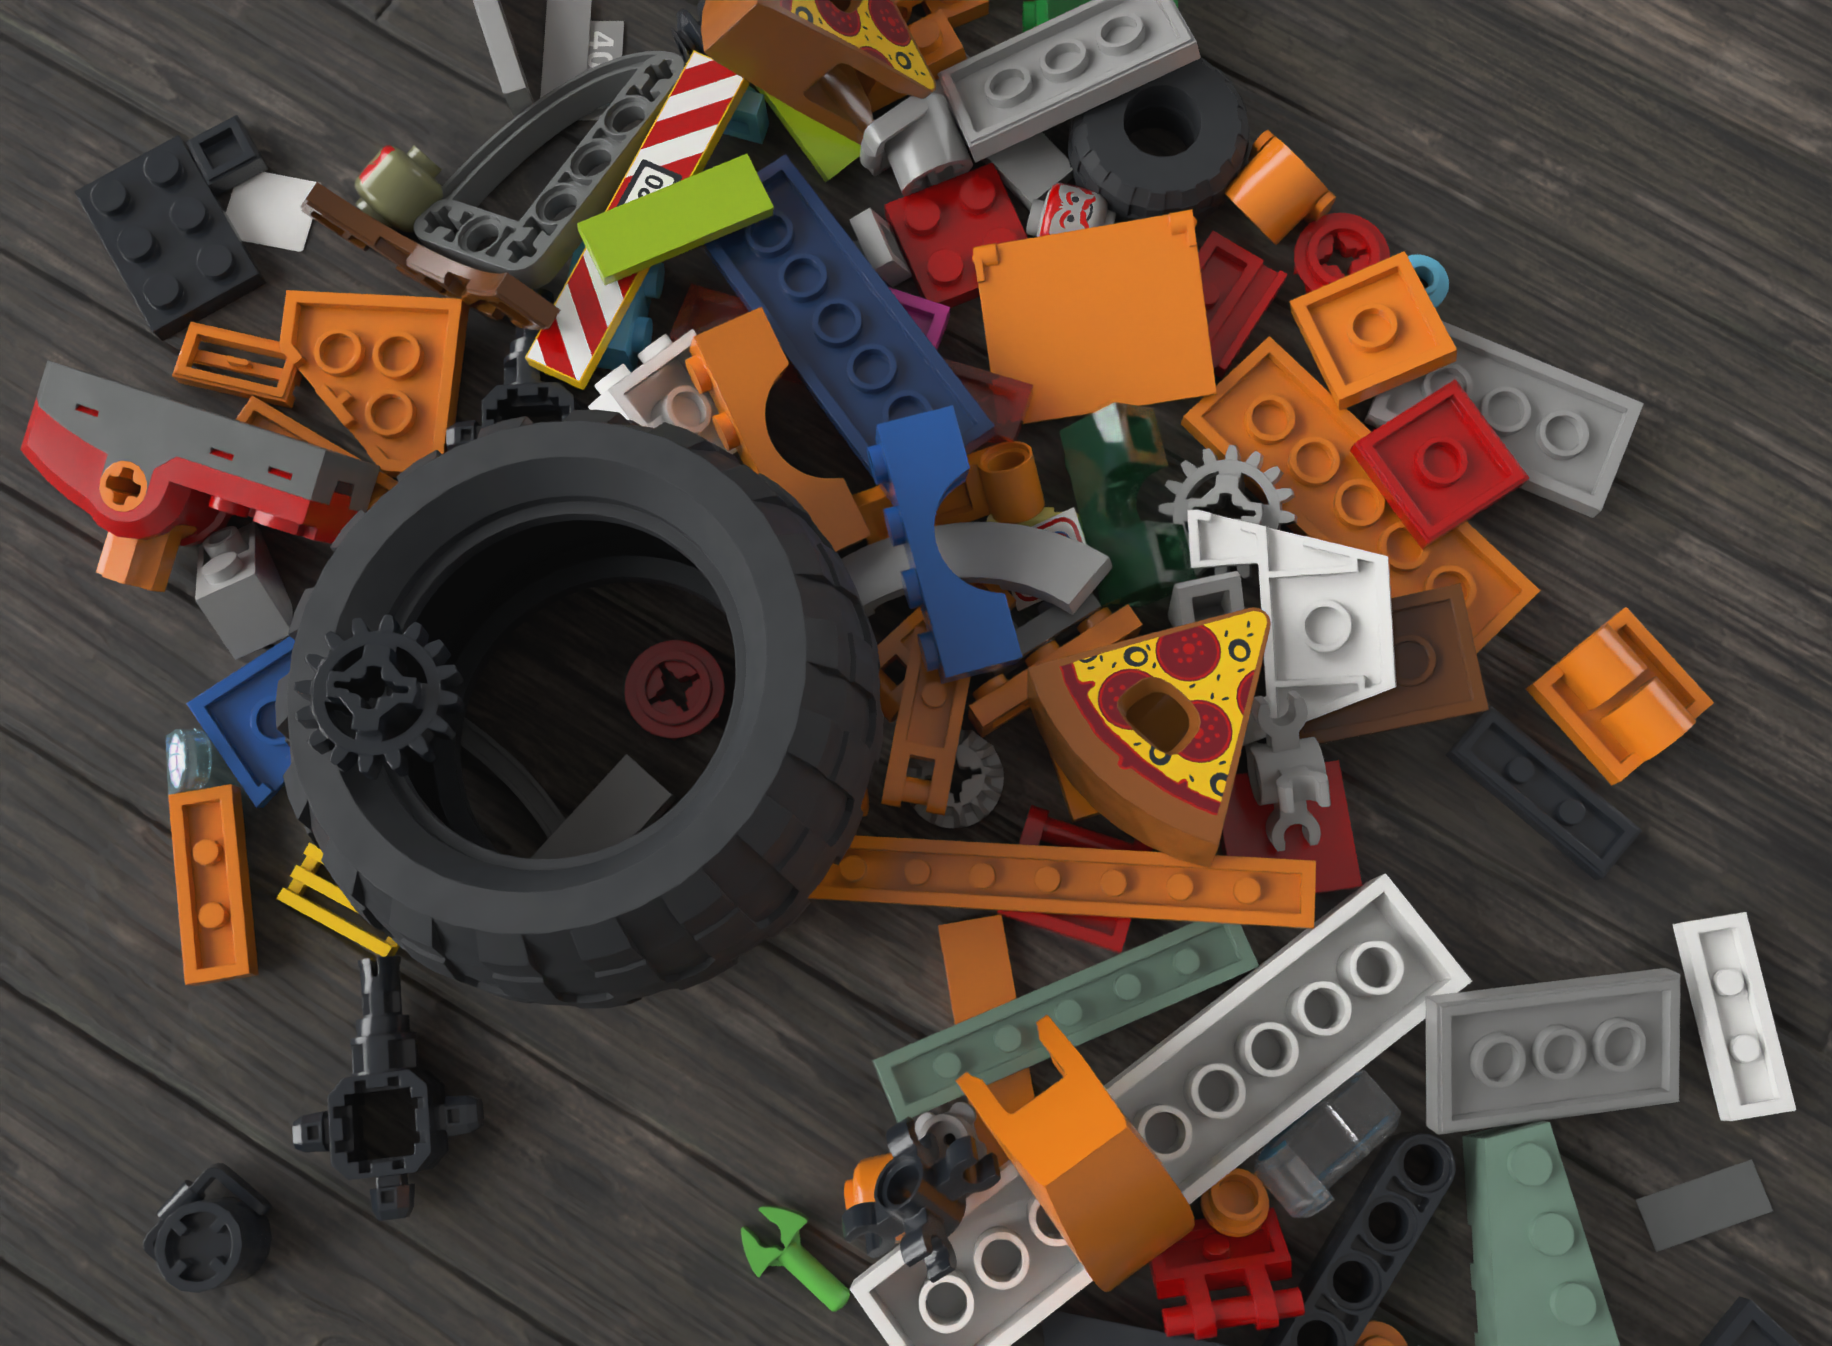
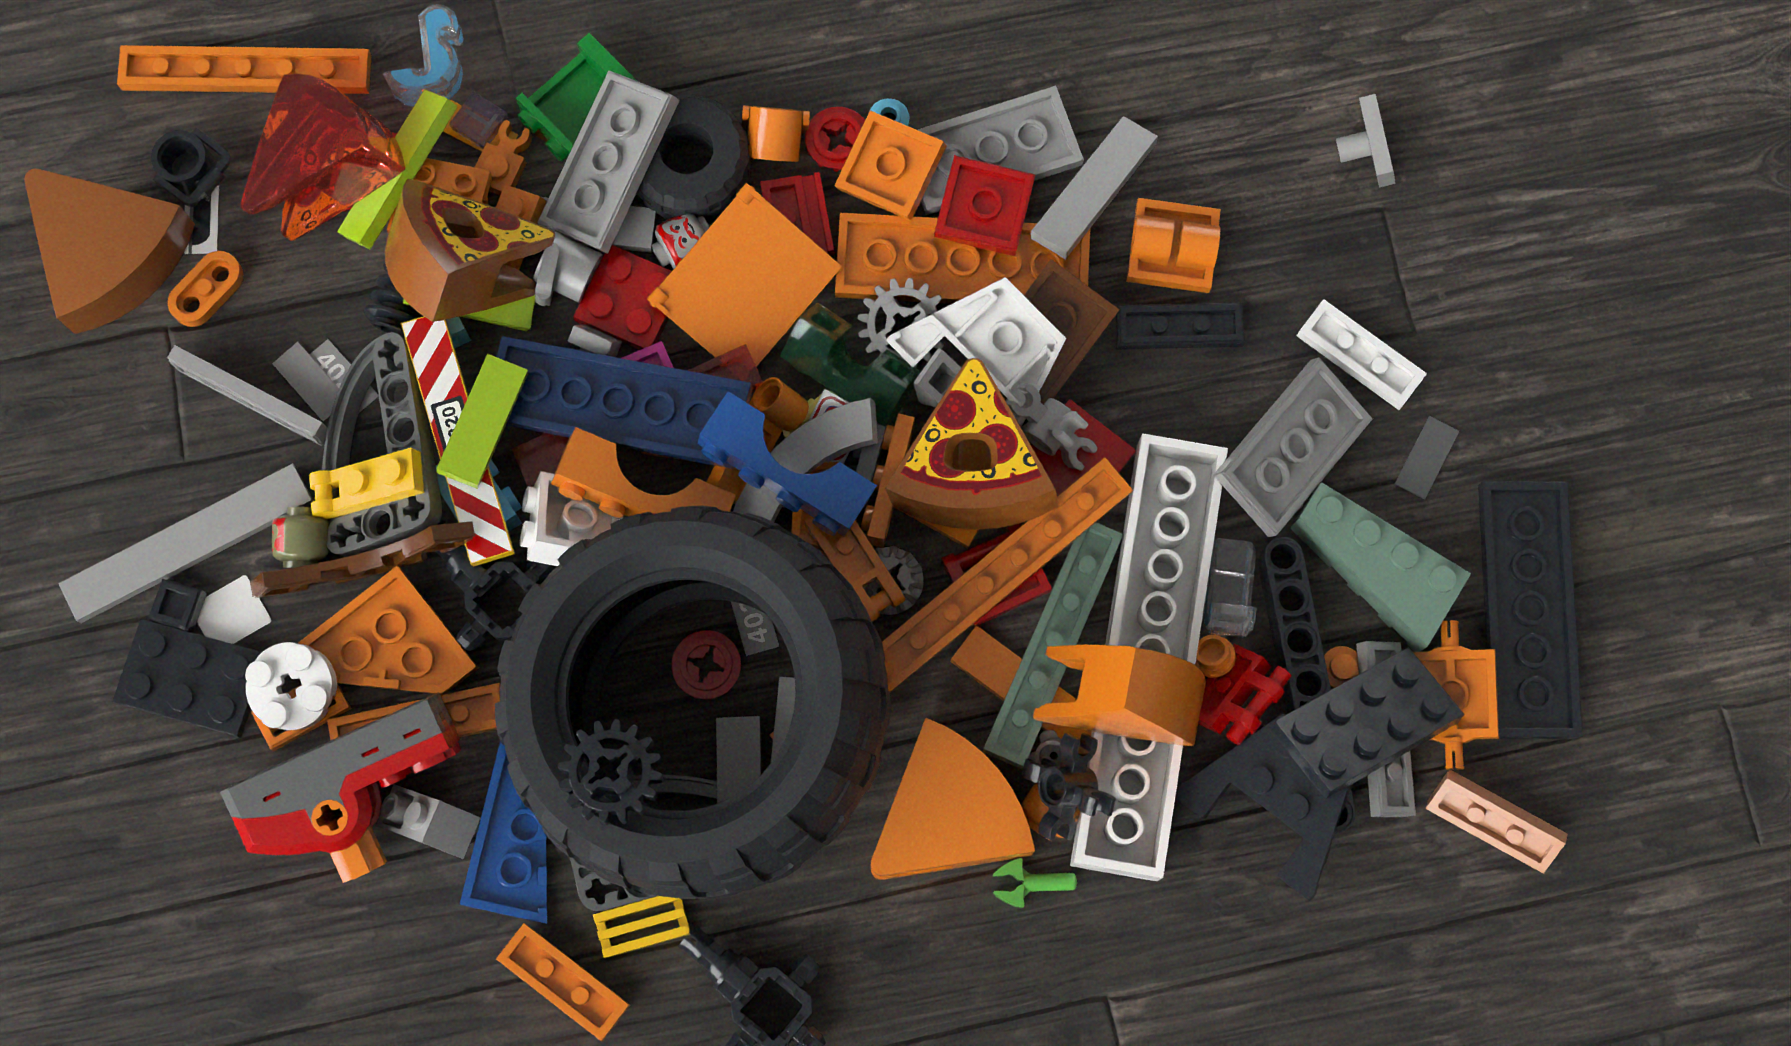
camera: 50 degrees left, 0 degrees up
(188, 760) = (486, 934): clear light blue tile -> none
(219, 306) = (267, 676): none -> white plate
(293, 100) = (184, 544): none -> light grey tile
(505, 185) = (367, 483): none -> yellow plate
(770, 1094) = (950, 811): none -> orange piece
(1584, 551) = (1094, 187): none -> light grey tile

